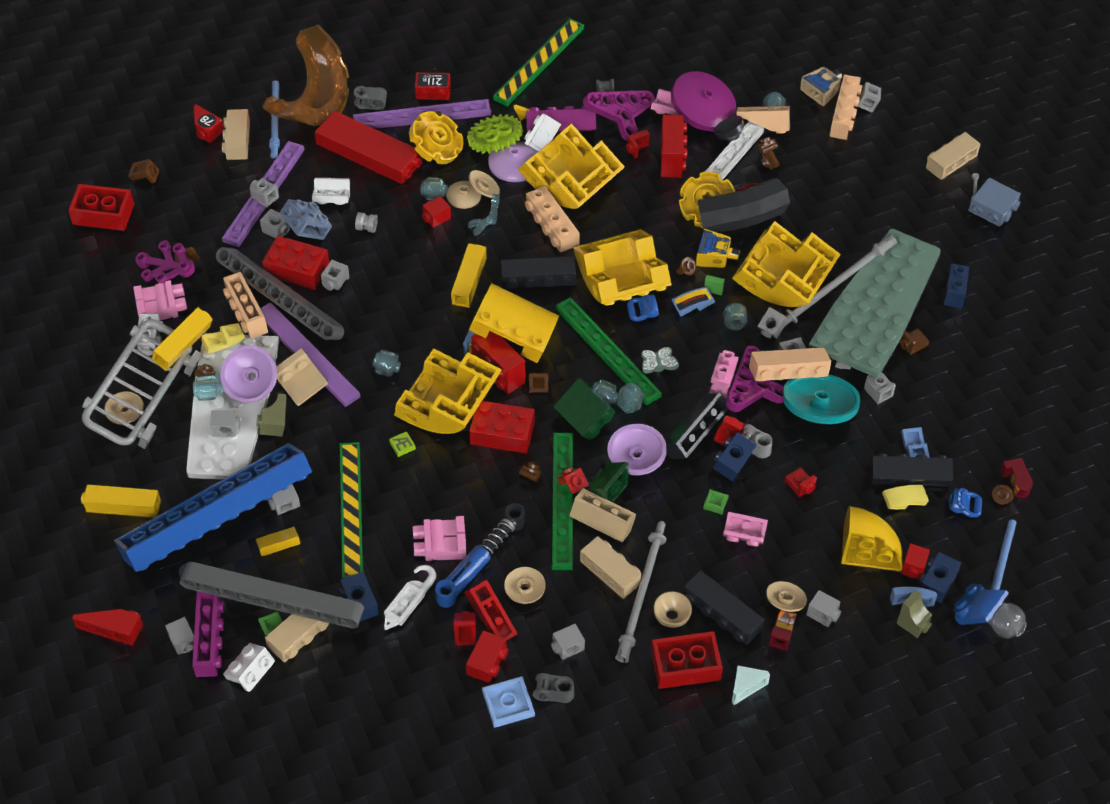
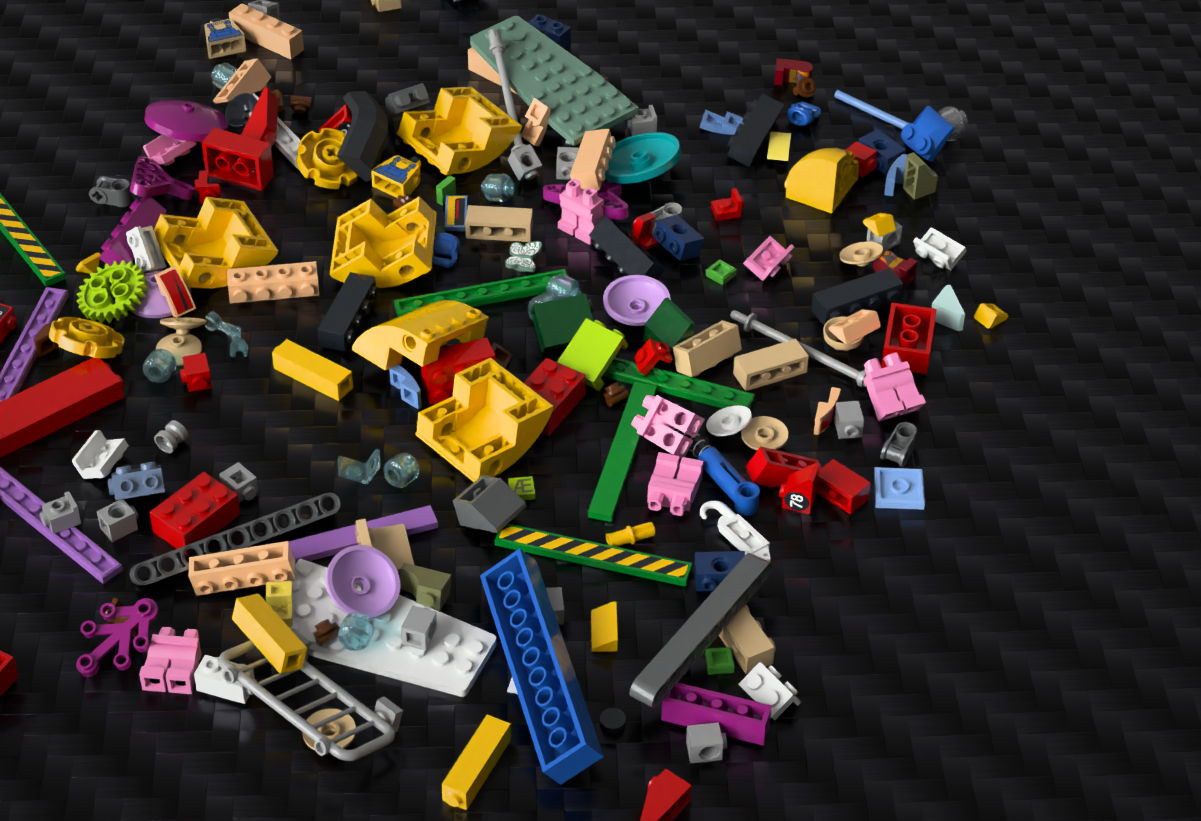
camera: 70 degrees left, 10 degrees down
(365, 425) = (488, 504): none -> dark grey slope
(377, 336) = (357, 470): none -> clear light blue bracket
(377, 527) = (630, 534): none -> yellow axle
(471, 496) = (620, 456): none -> green tile
(491, 512) = (659, 421): none -> bright pink hips
(508, 165) = (175, 290): none -> slope
(528, 555) = (729, 420): none -> white dish
(556, 436) = (593, 351): none -> lime panel
(564, 619) = (826, 411): none -> light nougat slope
(612, 661) = (892, 387): none -> bright pink hips
(678, 614) = (856, 326): none -> light nougat slope
(692, 332) = (499, 223): none -> tan brick
(721, 144) = (263, 120): none -> red slope
(762, 722) = (990, 315): none -> yellow slope
(794, 221) = (405, 100): none -> dark grey hips
(821, 597) = (880, 224): none -> yellow slope
(823, 311) = (537, 123): none -> light nougat slope
(825, 657) = (940, 249): none -> white bracket

